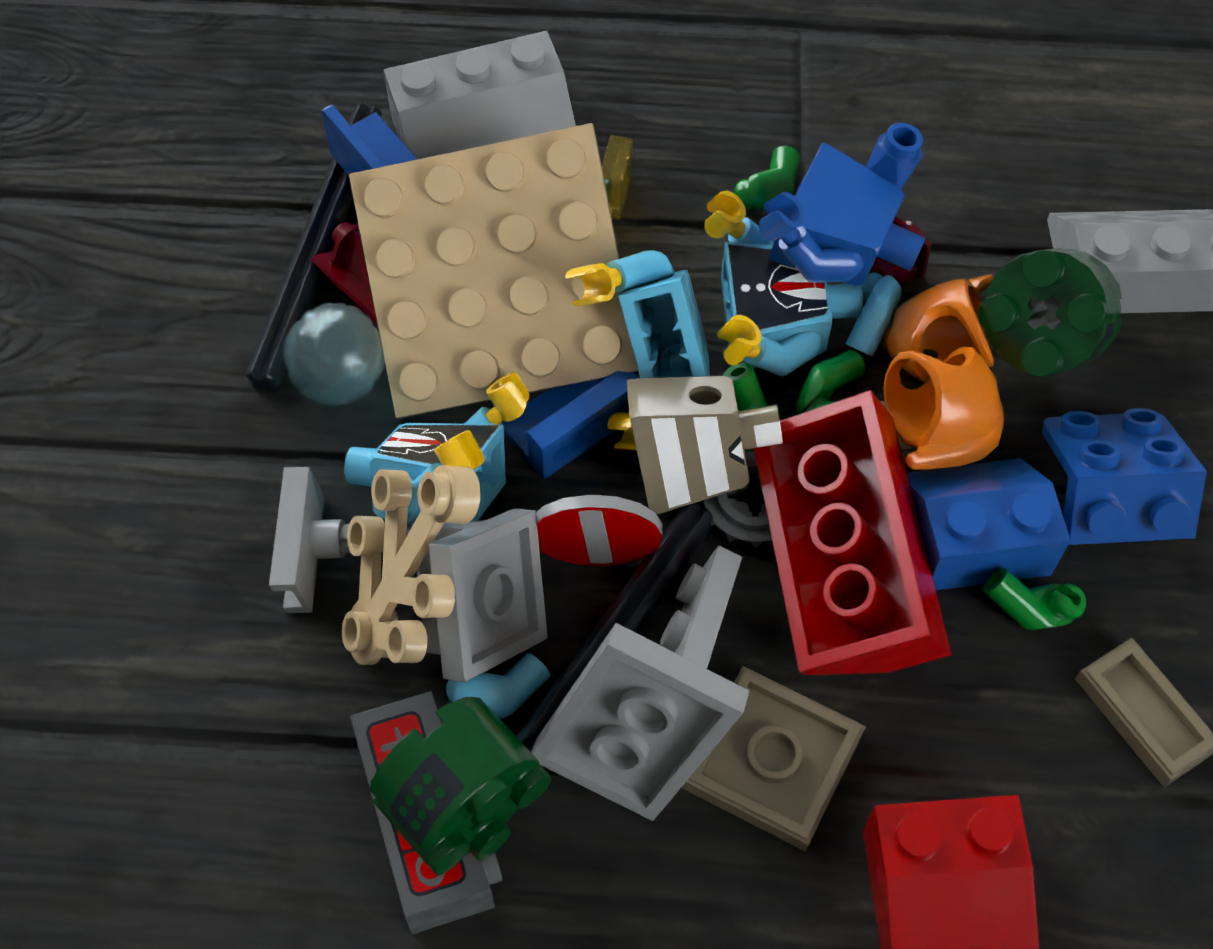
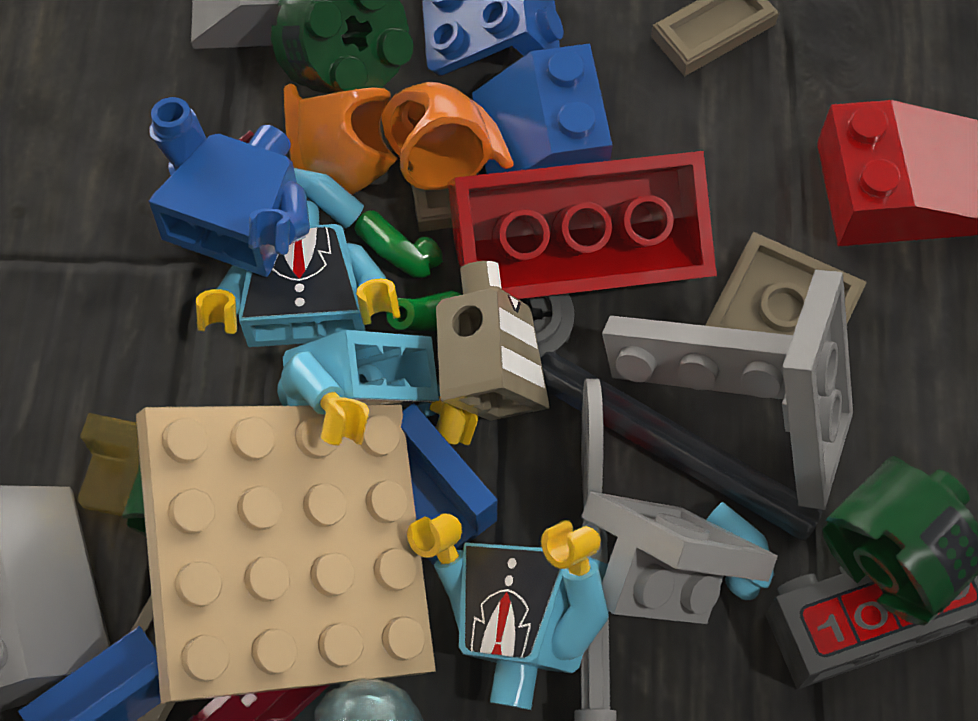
camera: 90 degrees left, 5 degrees up
(372, 625) = (694, 670): tan plant -> none
(772, 182) = (139, 284): green arm -> none
(1035, 606) = (624, 89): green arm -> none

